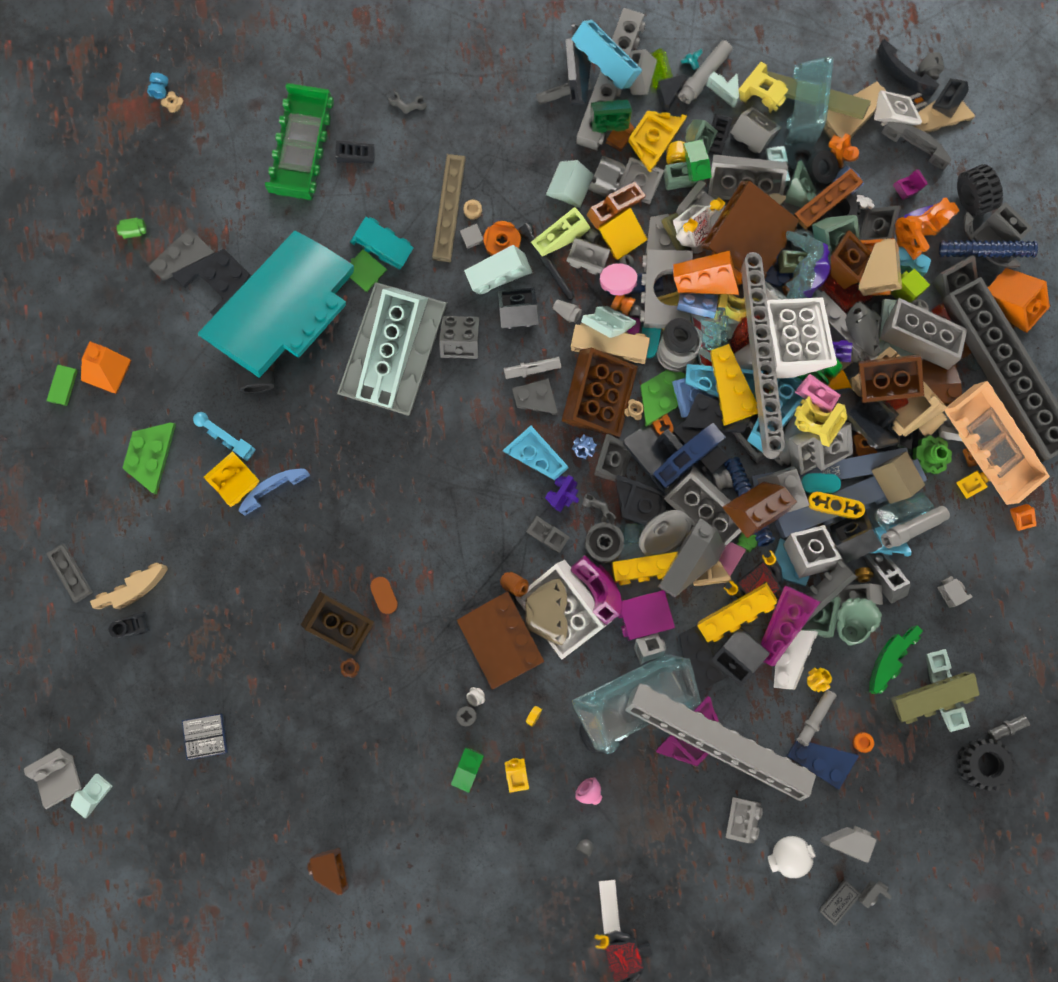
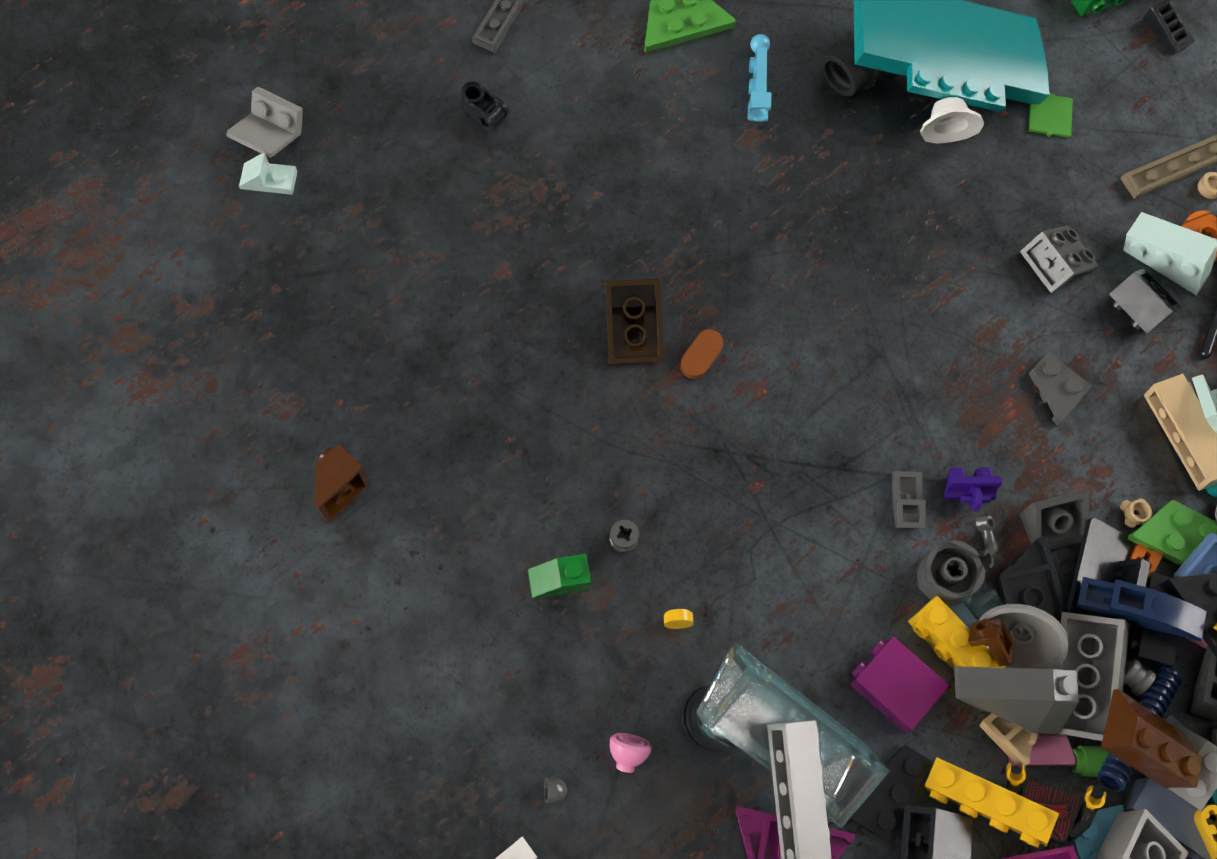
camera: 50 degrees right, 10 degrees down
(137, 586) = (530, 88): tan slope -> none
(204, 736) = (409, 254): light grey tile -> none
(231, 479) = (719, 109): yellow bracket -> none
(251, 501) = (740, 154): medium blue slope -> none
(332, 340) = (951, 122): none -> white hat
(349, 673) = (591, 359): reddish brown plate -> none
(382, 242) = (1098, 107): teal wedge -> none
(392, 348) = (992, 192): piece -> none
(471, 236) = (1182, 202): light grey tile -> none
(476, 696) = (654, 532): white plate -> none
(500, 640) = (742, 521): reddish brown slope -> none
(514, 584) = (822, 494): dark orange brick -> none
(516, 775) = (590, 643): yellow bracket -> none
(531, 368) = (1089, 360): light grey pin -> none
(536, 453) = (995, 426): medium azure wing -> none
(545, 613) = (815, 551): dark tan piece -> none
(567, 310) = (1188, 359): light grey cone -> none
(579, 608) = (833, 574): white slope -> none
(584, 446) = (1039, 473): medium blue gear -> none
(599, 392) = (1125, 455): reddish brown slope -> none
(604, 589) = (897, 600): magenta arch -> none
(652, 641) = (862, 715): light grey brick -> none
(656, 549) = (996, 638): none -> reddish brown bracket

